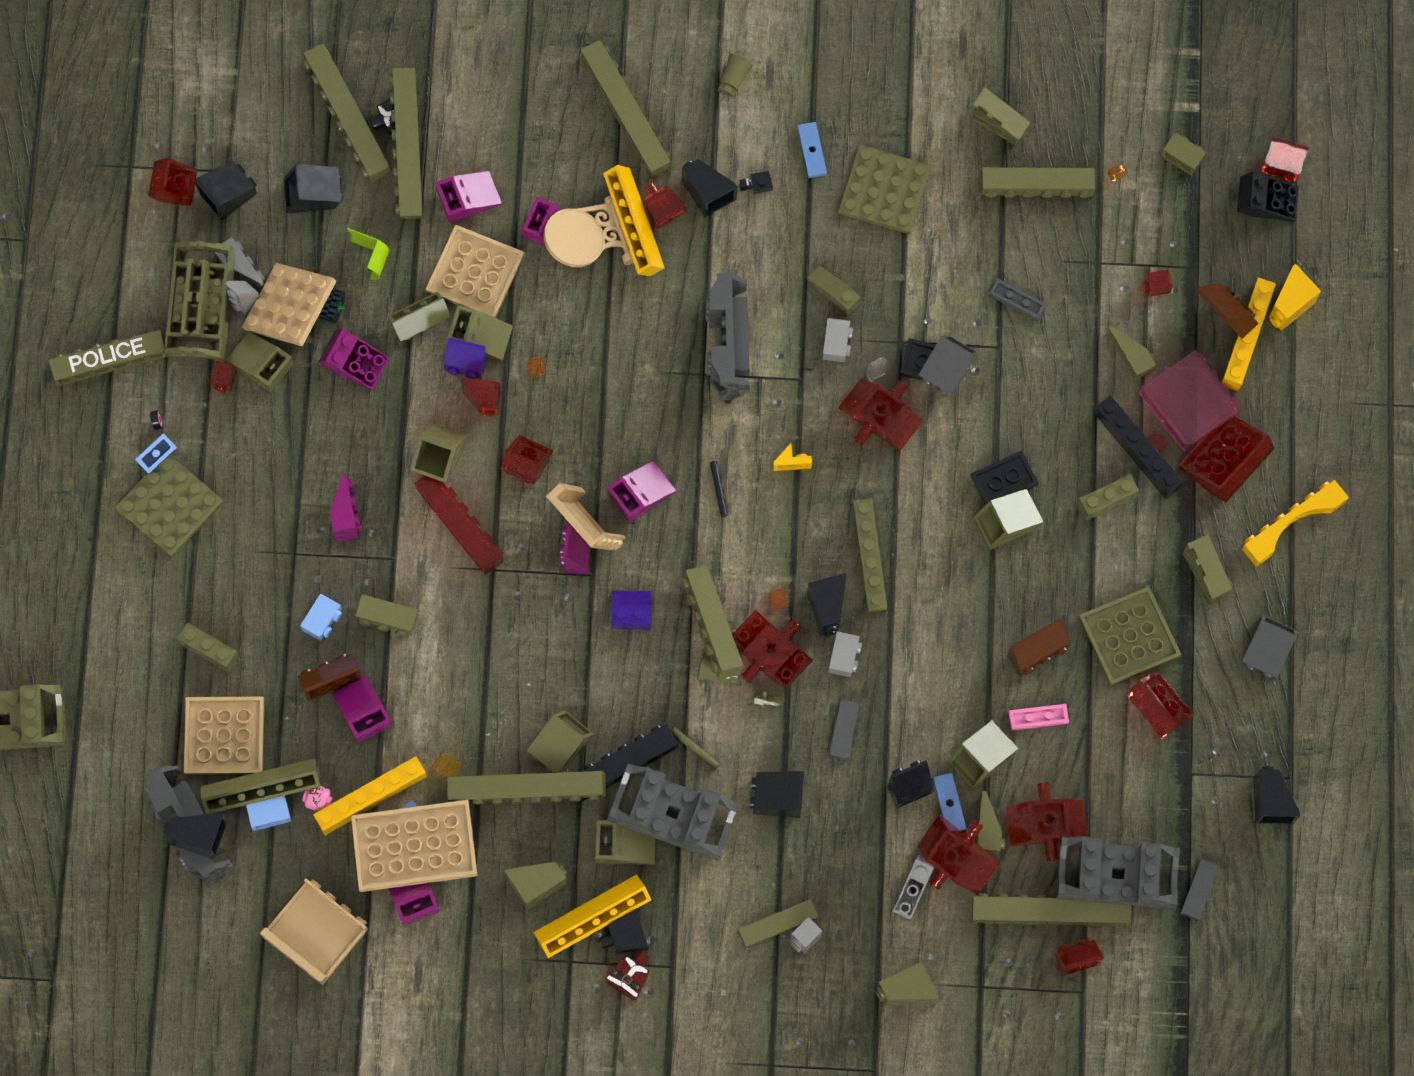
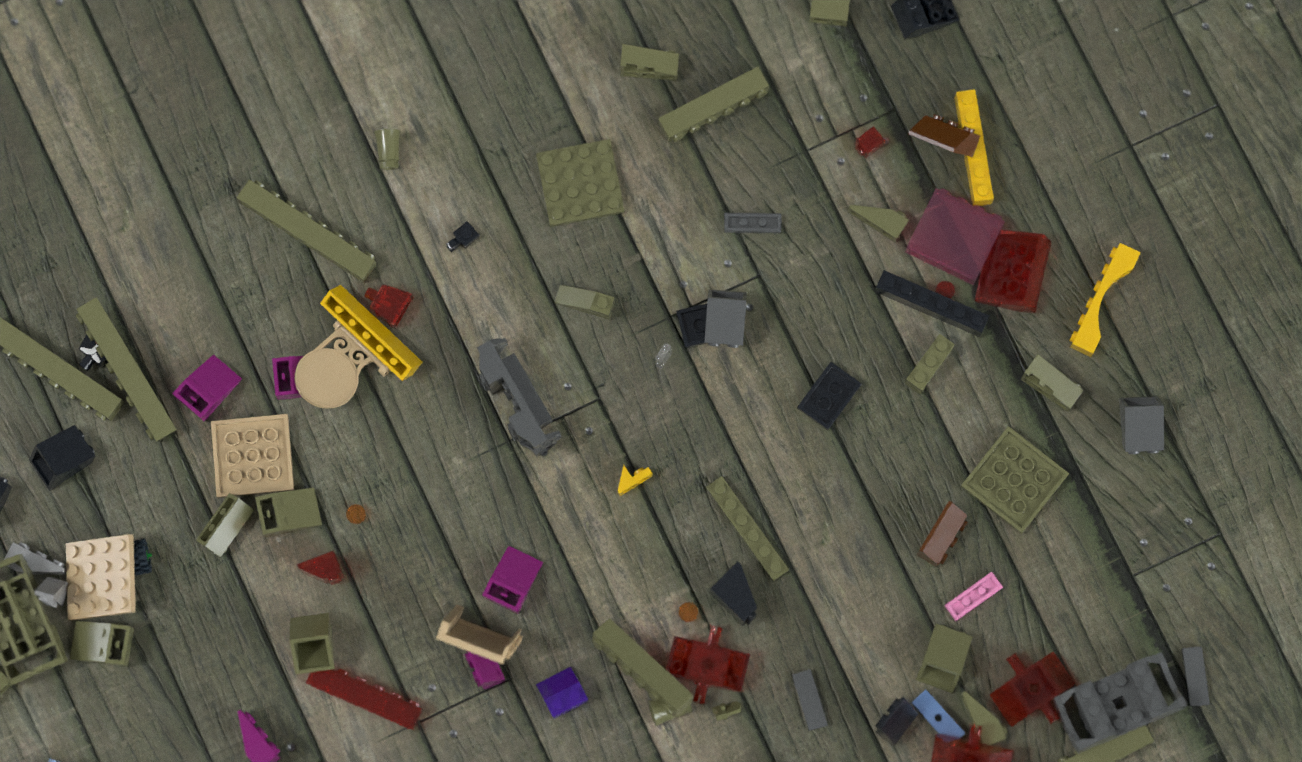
camera: 25 degrees left, 5 degrees up
(156, 420) = (37, 748): black tile -> none
(223, 377) = (76, 676): clear red brick -> none
(353, 359) = (186, 595): magenta slope -> none
(379, 254) = (158, 488): lime piece -> none
(465, 358) = (288, 543): dark purple slope -> none
(526, 459) = (393, 605): clear red slope -> none
(708, 187) = (421, 266): black slope -> none
(719, 489) = (580, 539): black bar -> none
(810, 141) = (488, 173): medium blue tile -> none
(836, 340) = (612, 346): light grey brick -> none
(844, 653) = (773, 632): light grey brick -> none
(893, 426) = (707, 398): clear red slope -> none
(1008, 518) = (852, 430): slope -> none
(1117, 173) = (780, 58): clear orange tile -> none
(1159, 704) = (1074, 528): clear red slope -> none
(1273, 799) = (1217, 561): black slope -> none
(1294, 299) = (996, 94): yellow slope -> none

